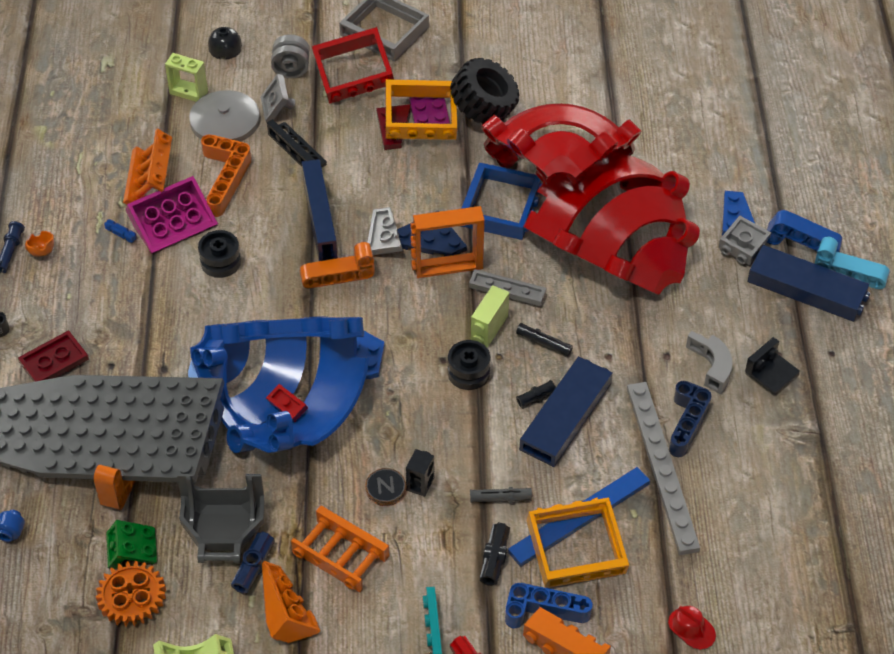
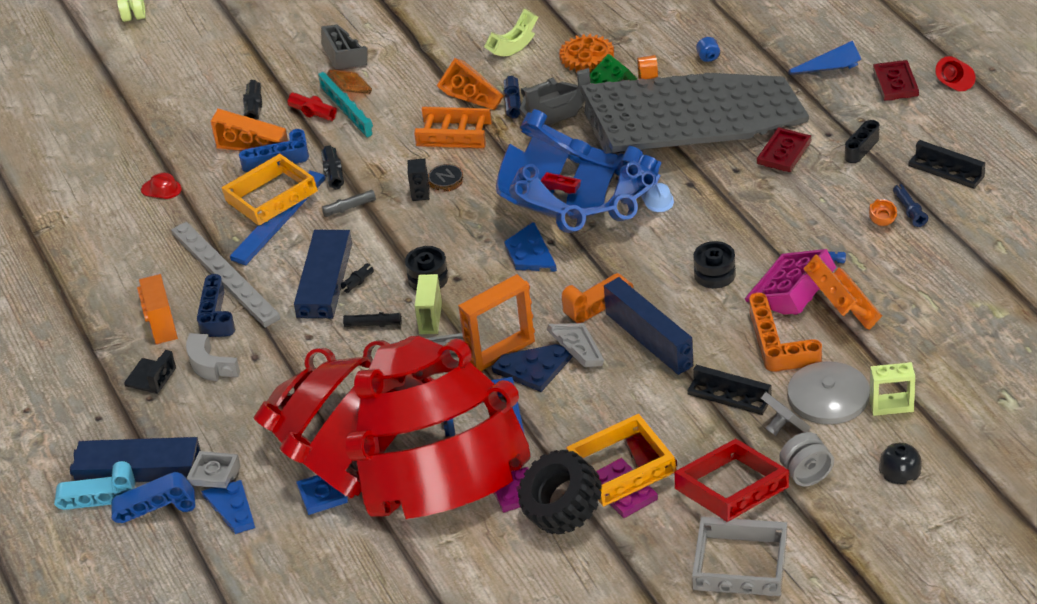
camera: 160 degrees right, 10 degrees down
(745, 438) = (156, 308): none -> orange wedge

